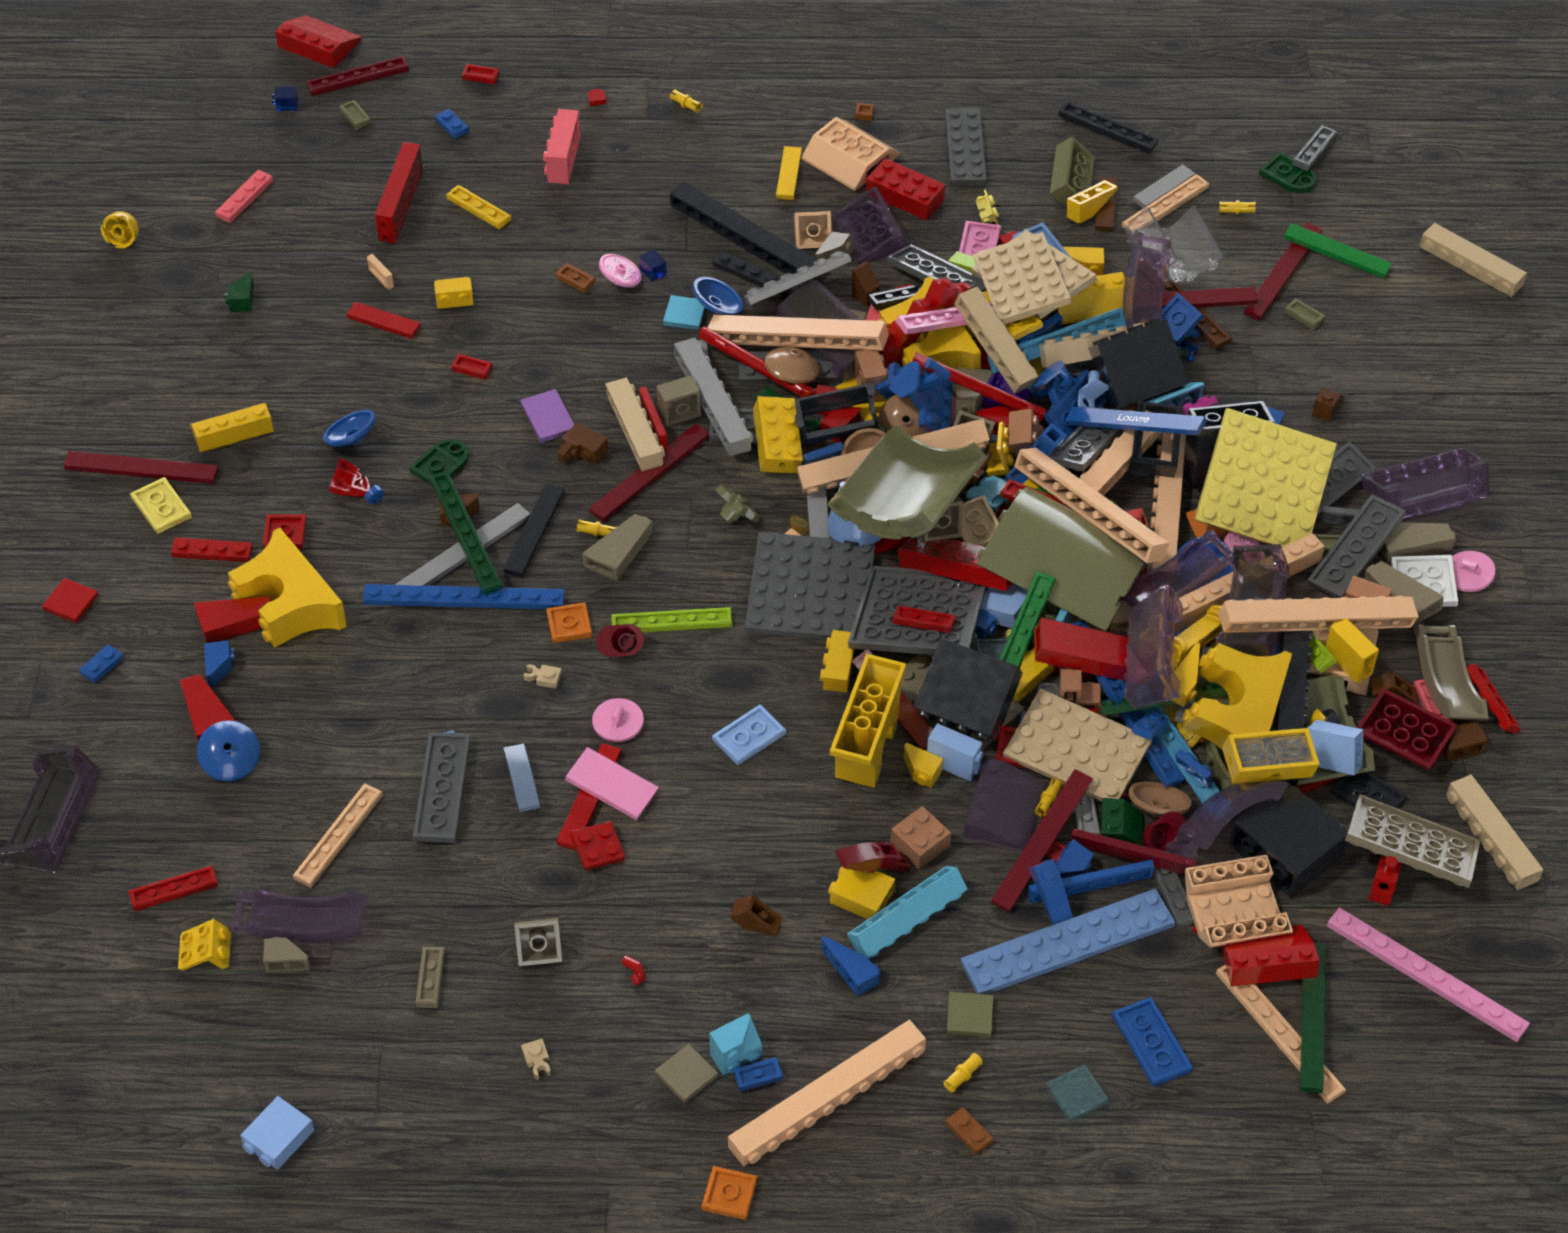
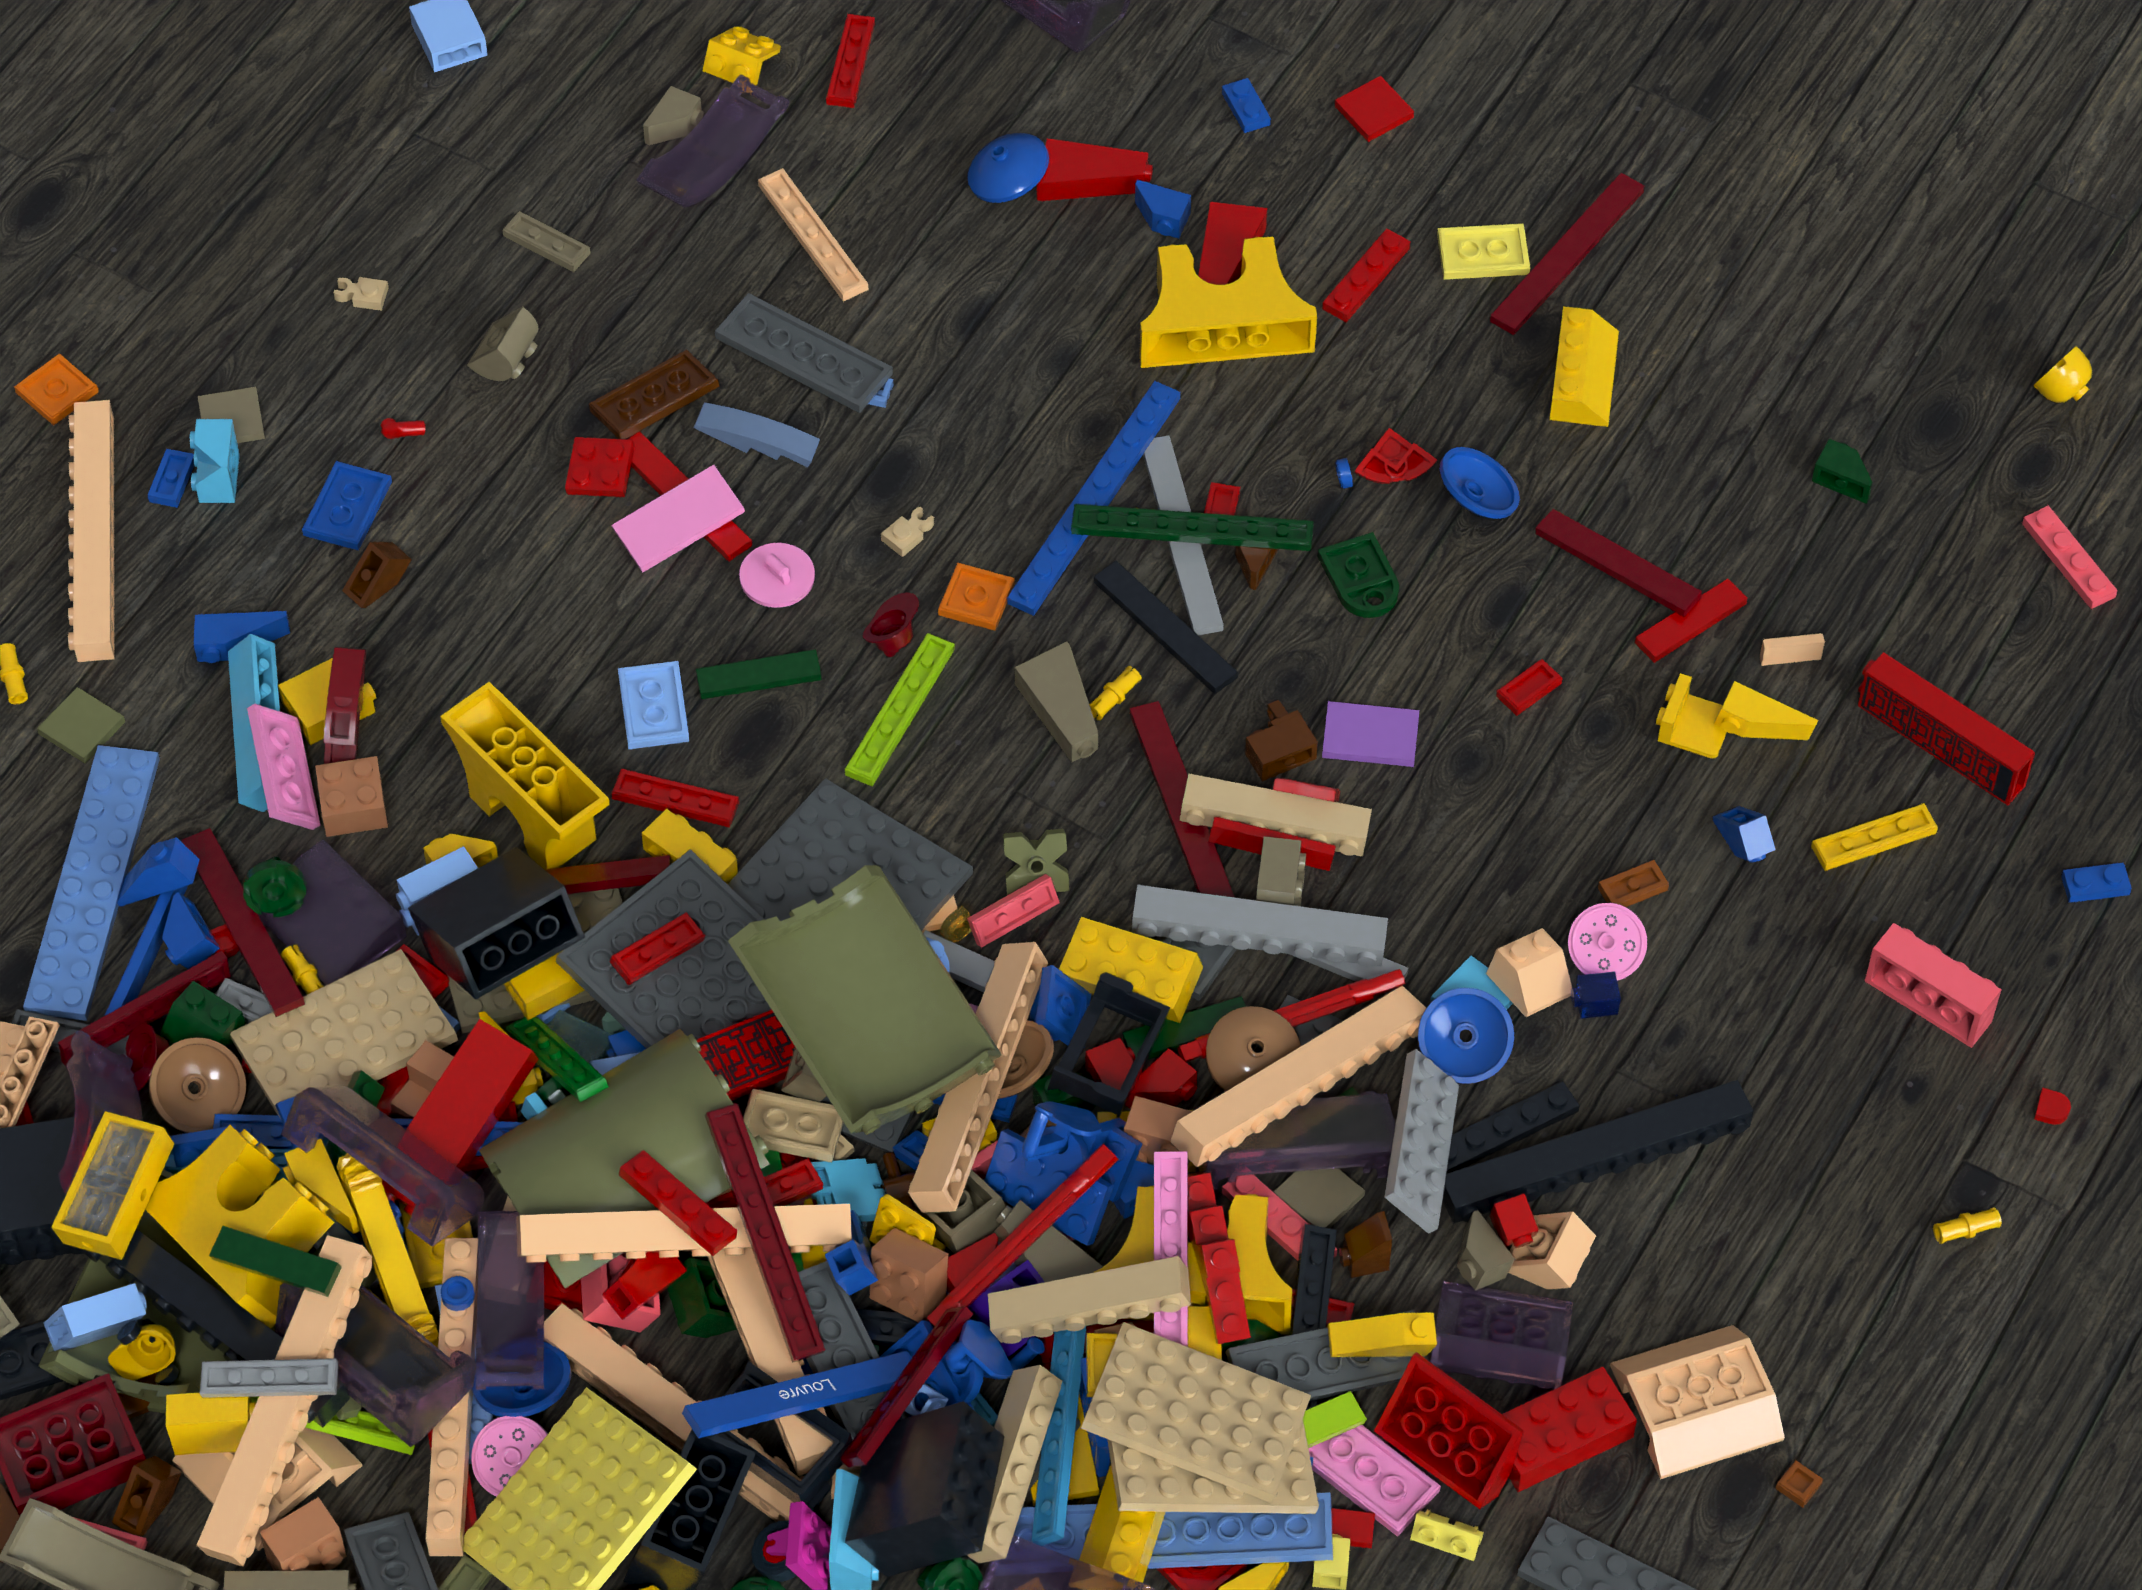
camera: 120 degrees right, 5 degrees up
(291, 524) = (1342, 355): red plate -> none
(364, 359) = (1618, 562): none -> dark red tile
(434, 541) = (1222, 499): none -> red tile
(437, 265) = (1759, 716): none -> yellow slope
(512, 248) = (1745, 833): none -> blue slope
(523, 848) = (653, 395): none -> reddish brown tile
(611, 414) = (1306, 789): none -> tile
(658, 292) = (1531, 972): none -> light nougat slope
(694, 695) = (758, 674): none -> dark green tile
(711, 968) = (347, 505): none -> blue tile
(770, 505) = (1013, 910): none -> coral tile
(788, 173) = (1709, 1291): yellow tile -> none
(804, 692) = (676, 797): none -> red tile
(812, 236) = (1514, 1221): none -> red slope
(913, 251) = (1383, 1336): none -> yellow slope
(931, 872) = (283, 767): none -> bright pink tile
(947, 212) = (1450, 1432): none -> red slope
(1017, 821) = (274, 887): none -> dark green tile
(1066, 468) = (765, 1233): none -> dark red tile
(1086, 497) = (678, 1202): none -> red plate
(1091, 394) = (906, 1387): none -> dark red tile
(1192, 596) = (457, 1293): none -> blue tile
(1261, 639) = (275, 1261): none -> dark green tile
(1321, 613) = (269, 1378): none -> light grey tile

